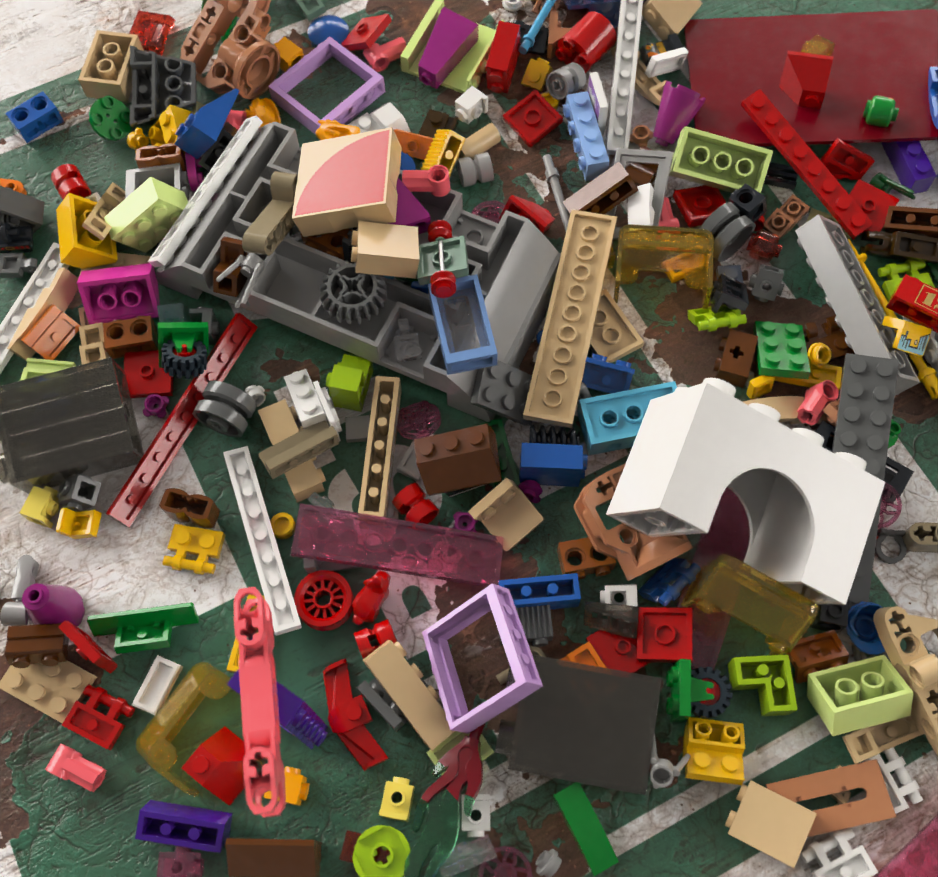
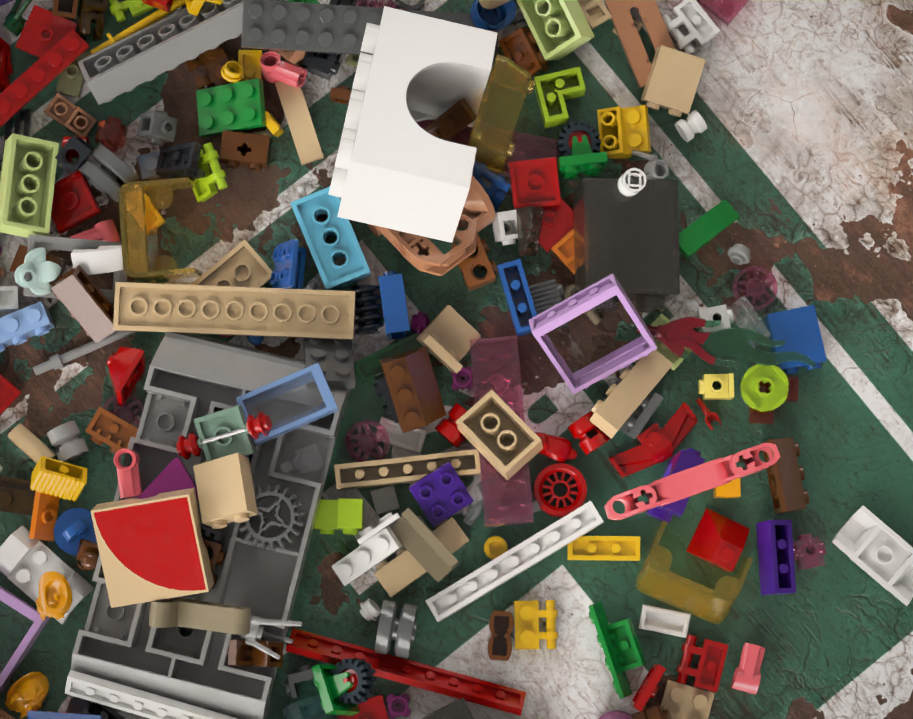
camera: 100 degrees left, 15 degrees up
(345, 473) = (440, 494): none -> dark purple bracket
(365, 783) = (709, 416): none -> red hand
(389, 533) = (499, 434): none -> tan brick
(481, 199) = (111, 430): none -> dark orange bracket
(635, 159) = (40, 272): none -> light aqua plate
(644, 732) = (628, 185): none -> white wheel
(713, 838) = (693, 124): none -> white wheel
(738, 542) = (452, 121): none -> reddish brown plate

